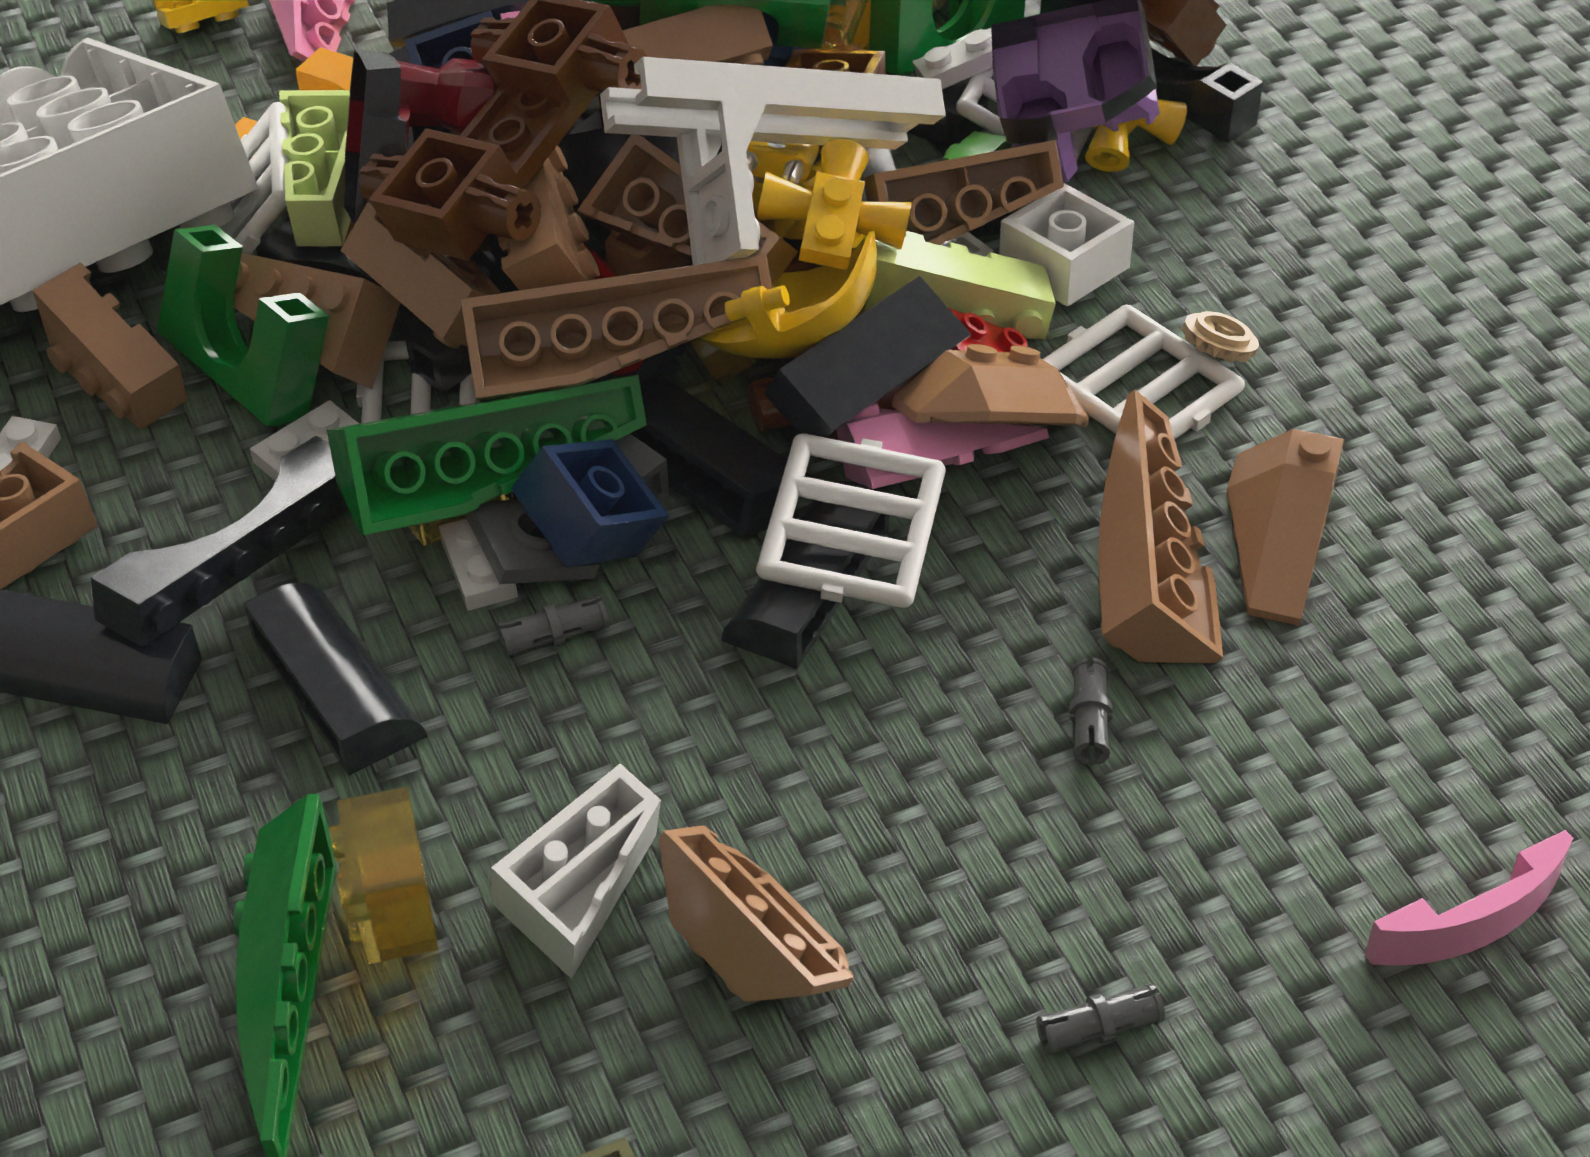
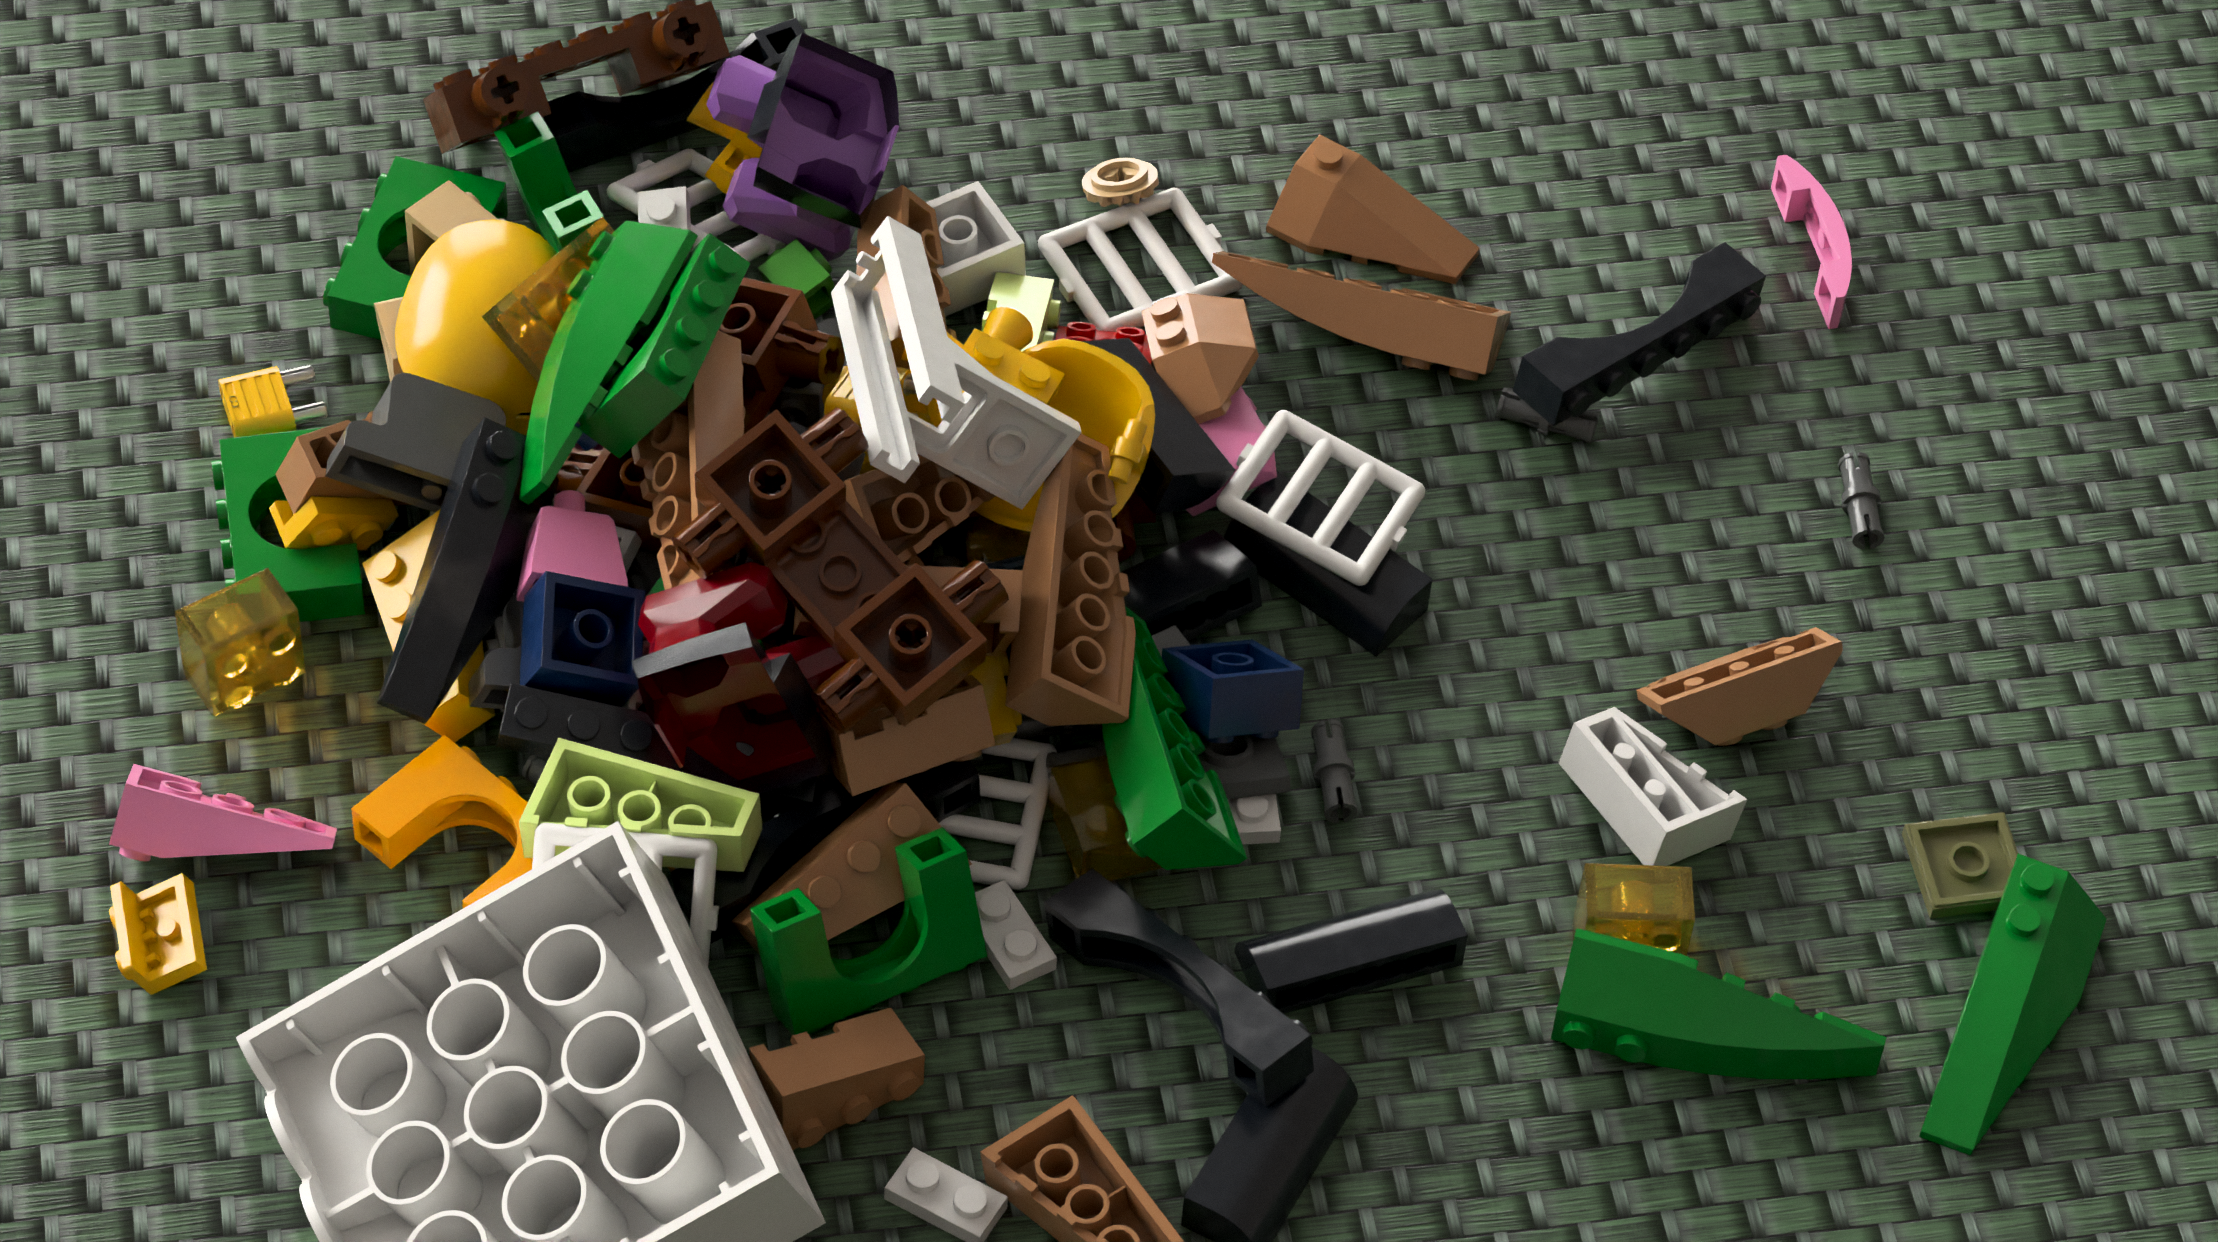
camera: 80 degrees left, 5 degrees up
(1321, 812) = (1576, 372): none -> black arch

